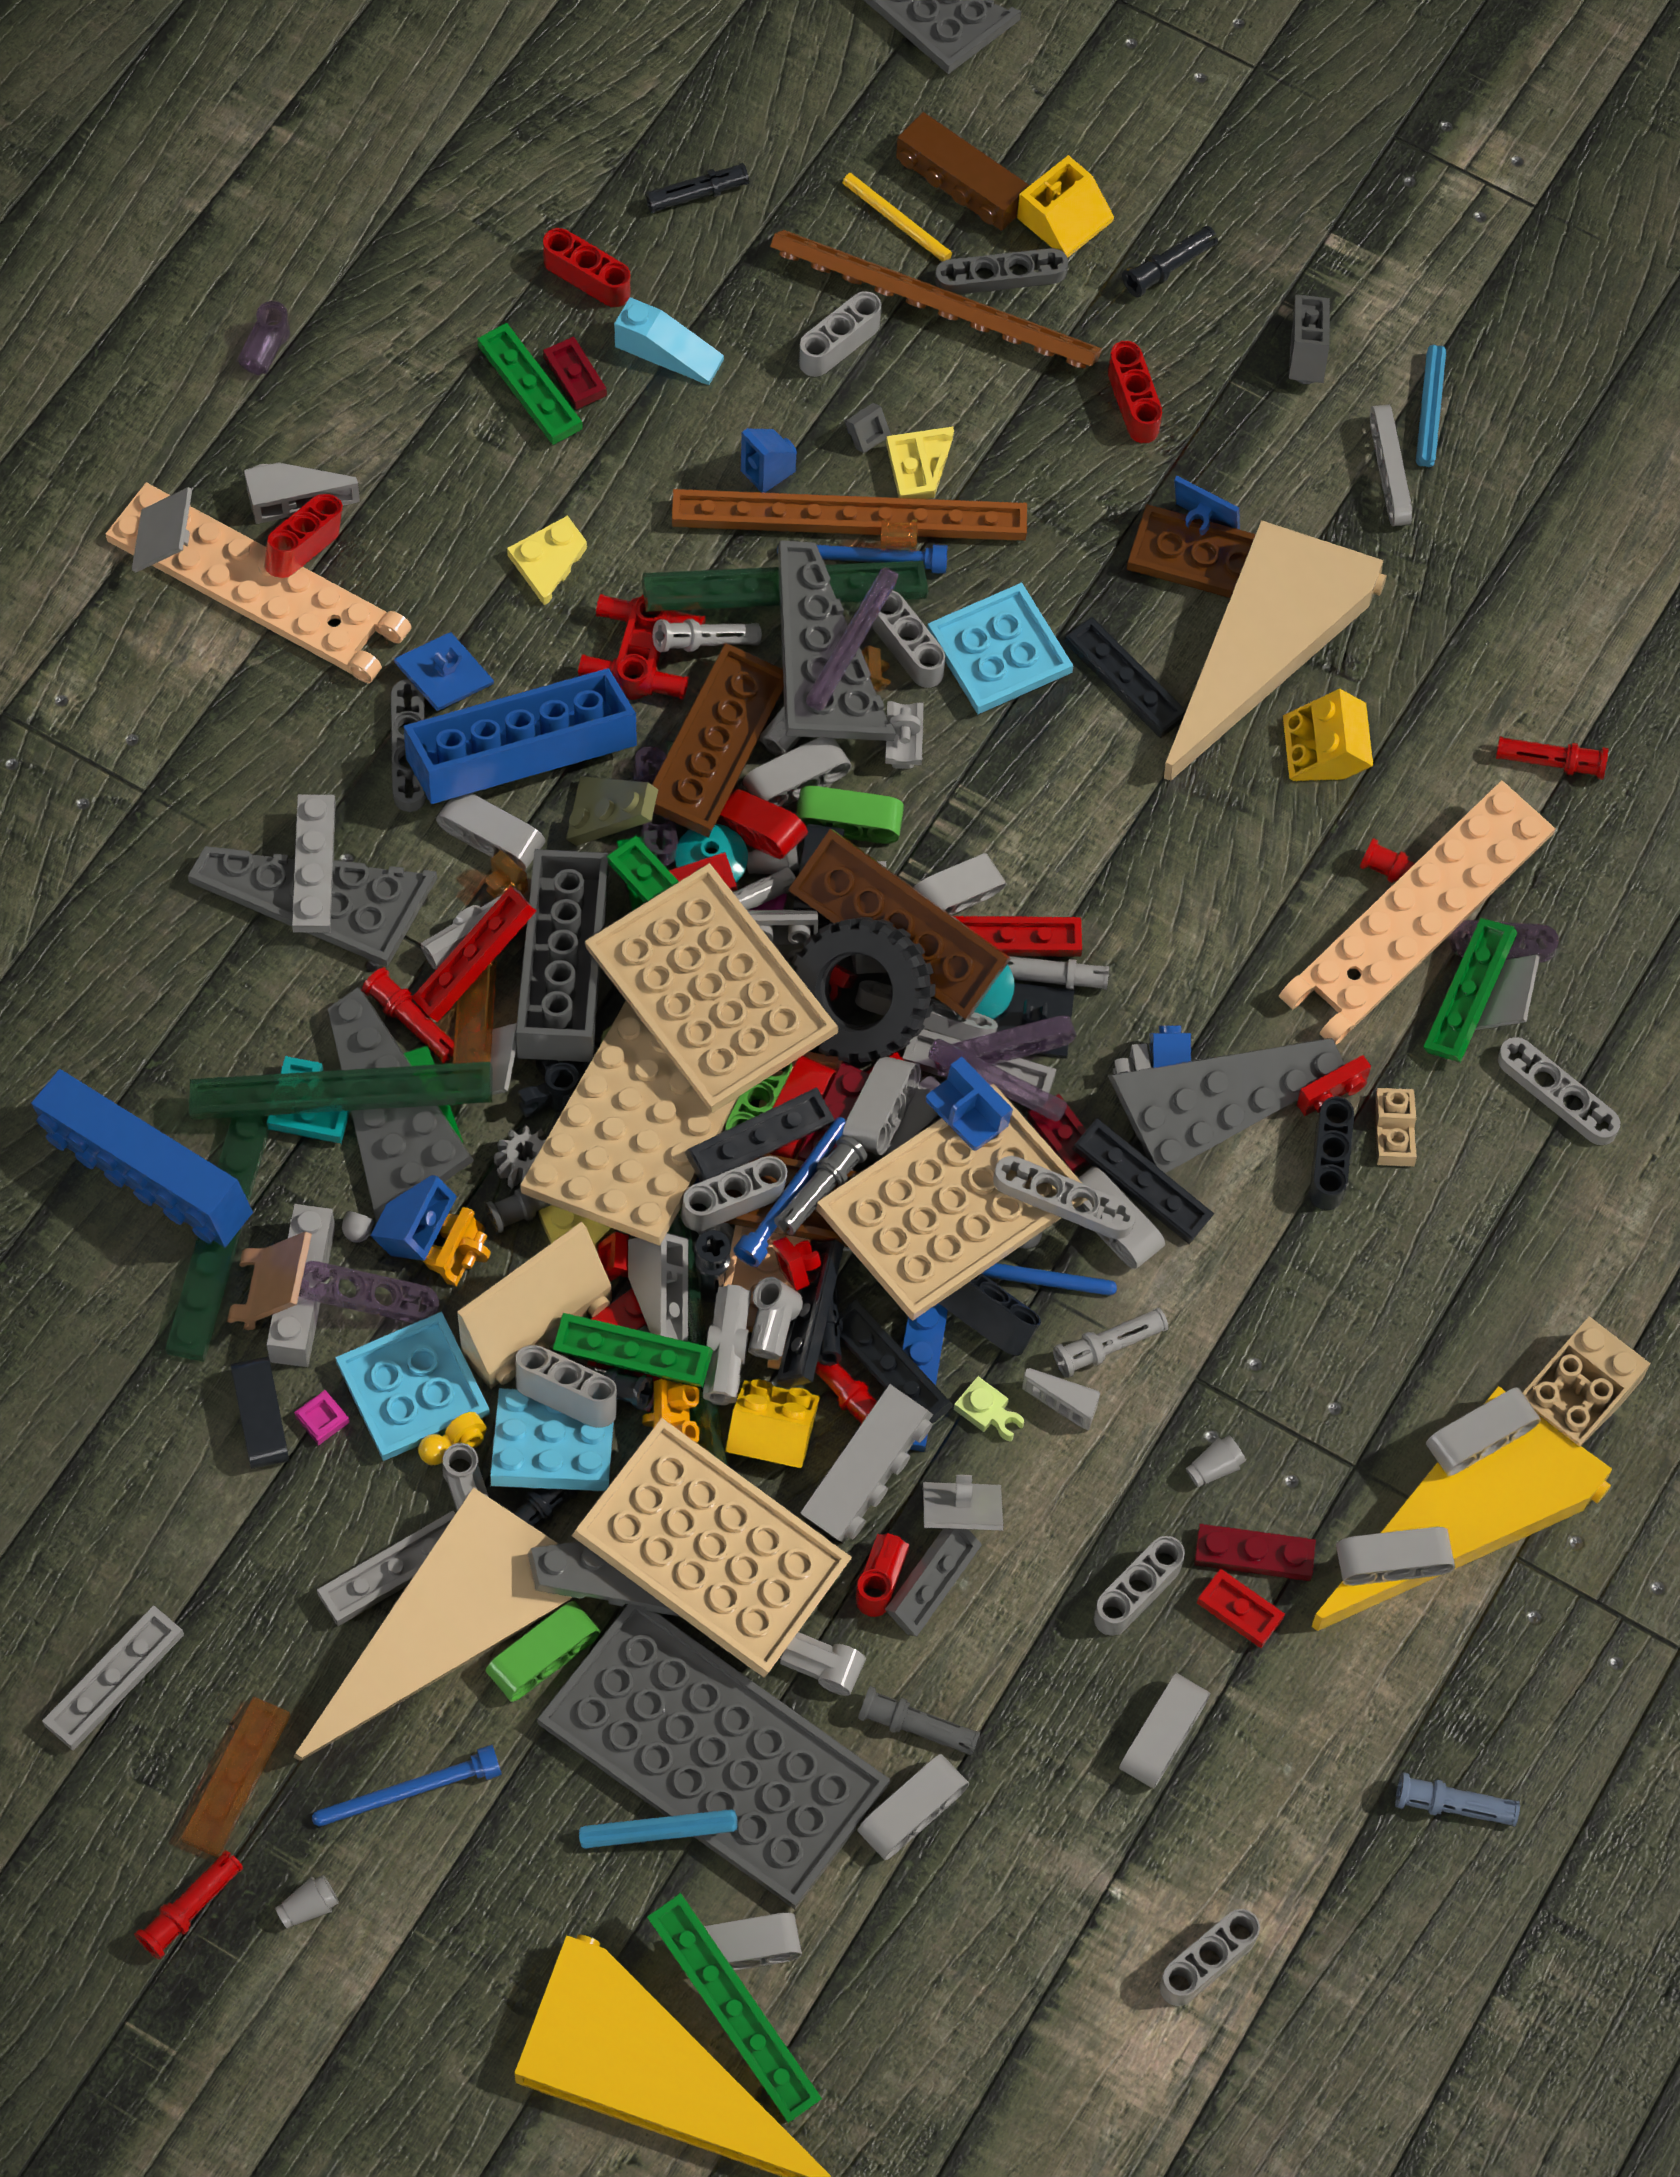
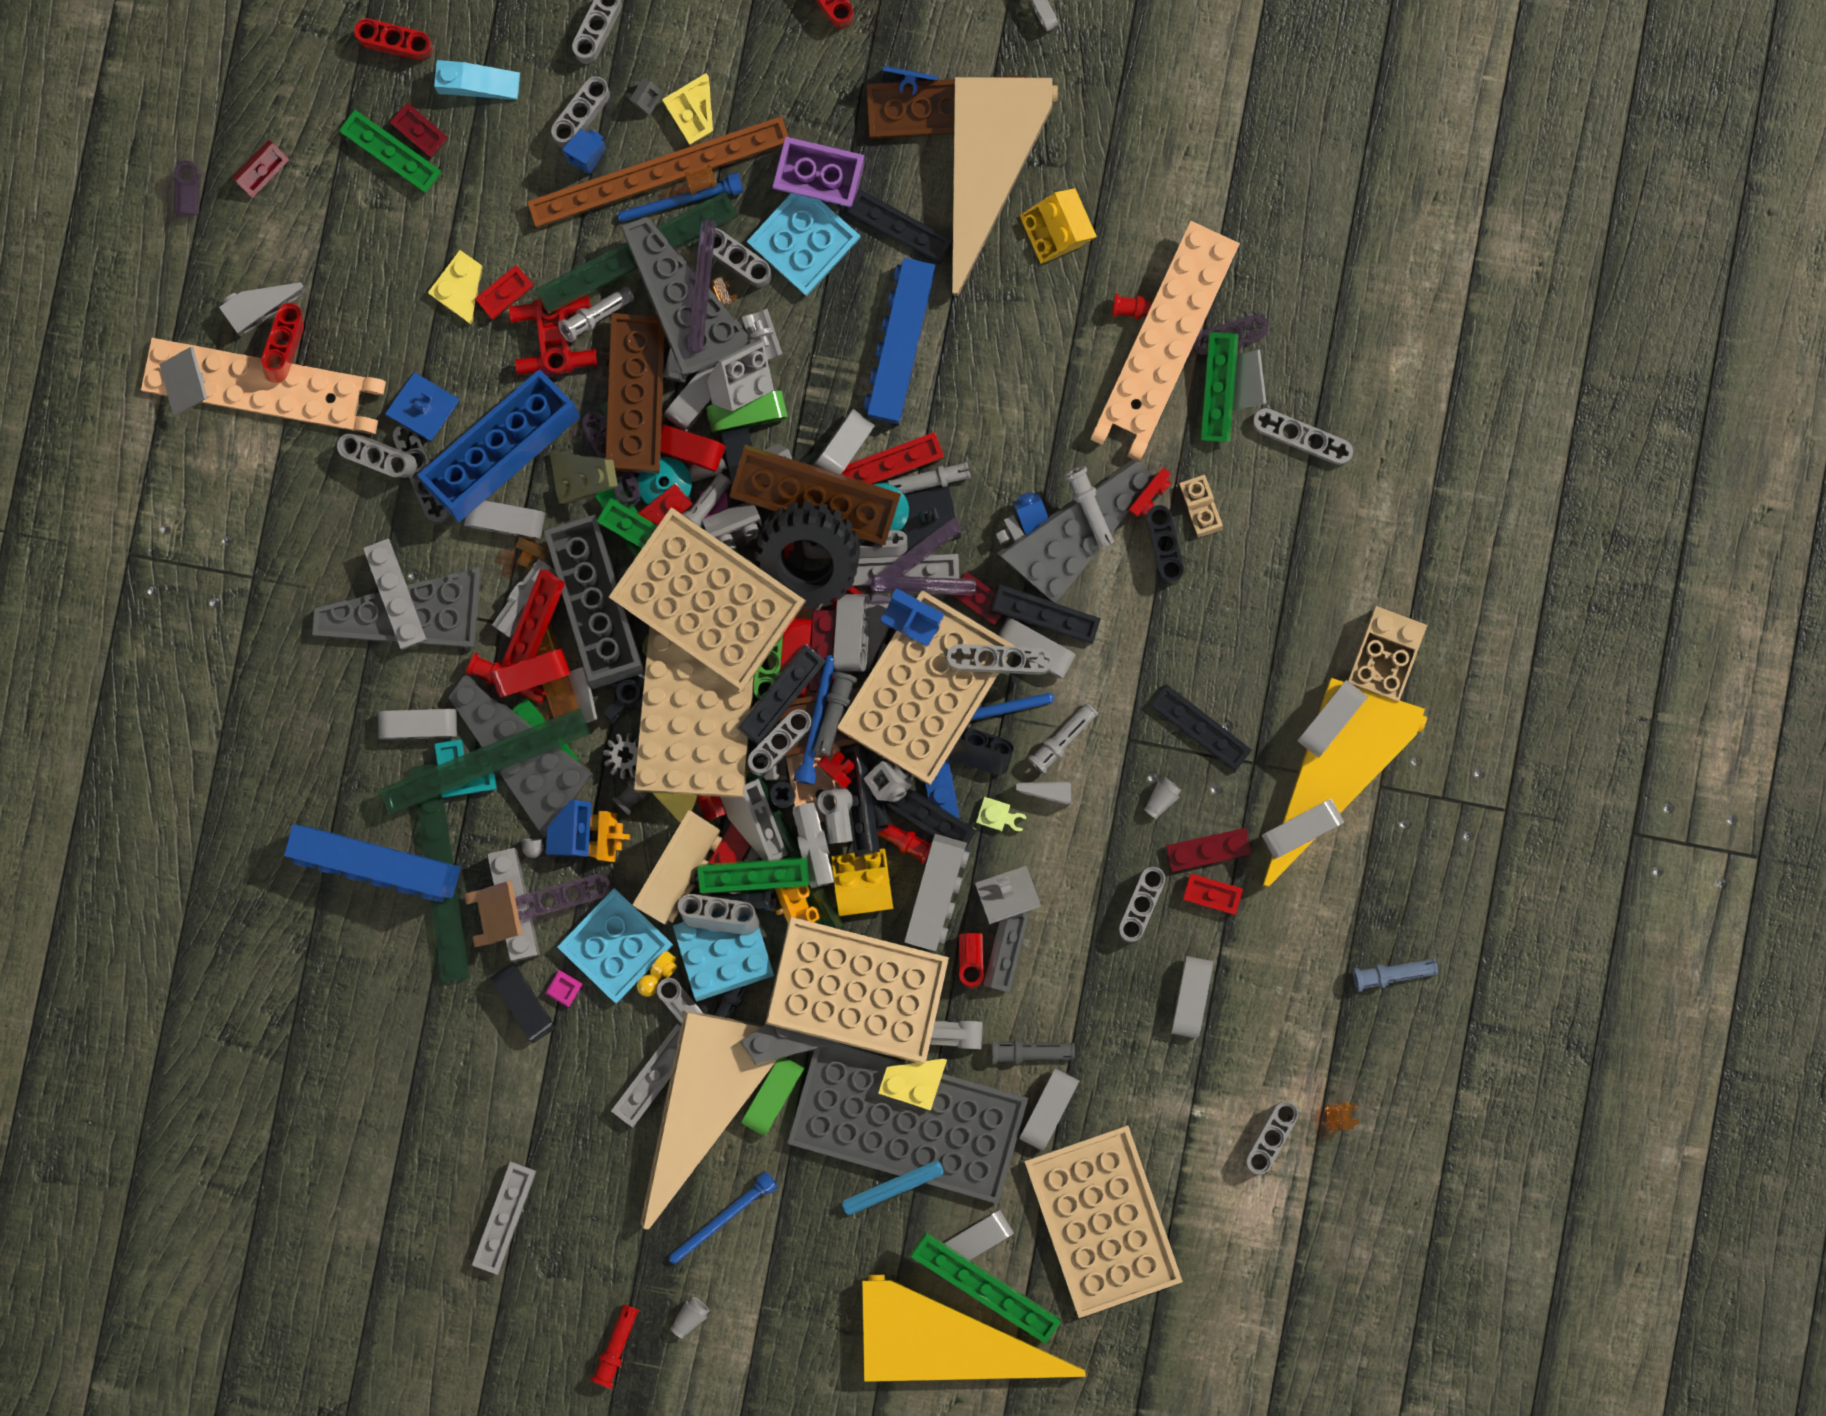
camera: 10 degrees left, 20 degrees up
(236, 1777) = (609, 1251): clear orange tile -> none
(273, 1027) = (417, 724): none -> light grey beam
(354, 688) = (365, 455): none -> light grey beam
(363, 347) = (260, 168): none -> plate
(445, 1005) = (530, 672): none -> red beam
(607, 577) = (504, 292): none -> red plate
(741, 1699) = (913, 1082): none -> light yellow wing
(788, 404) = (581, 99): none -> light grey beam
(858, 1298) = (888, 782): none -> light grey brick
(859, 757) = (740, 377): none -> light grey slope
(932, 1986) = (1103, 1221): none -> tan plate
(1052, 571) = (819, 172): none -> medium lavender slope
(1077, 801) = (900, 342): none -> blue brick
(1250, 1046) = (1085, 495): none -> light grey pin
(1299, 1396) = (1200, 727): none -> black tile
(1316, 1963) = (1340, 1116): none -> clear orange tile
(1569, 758) = (1230, 175): red pin -> none

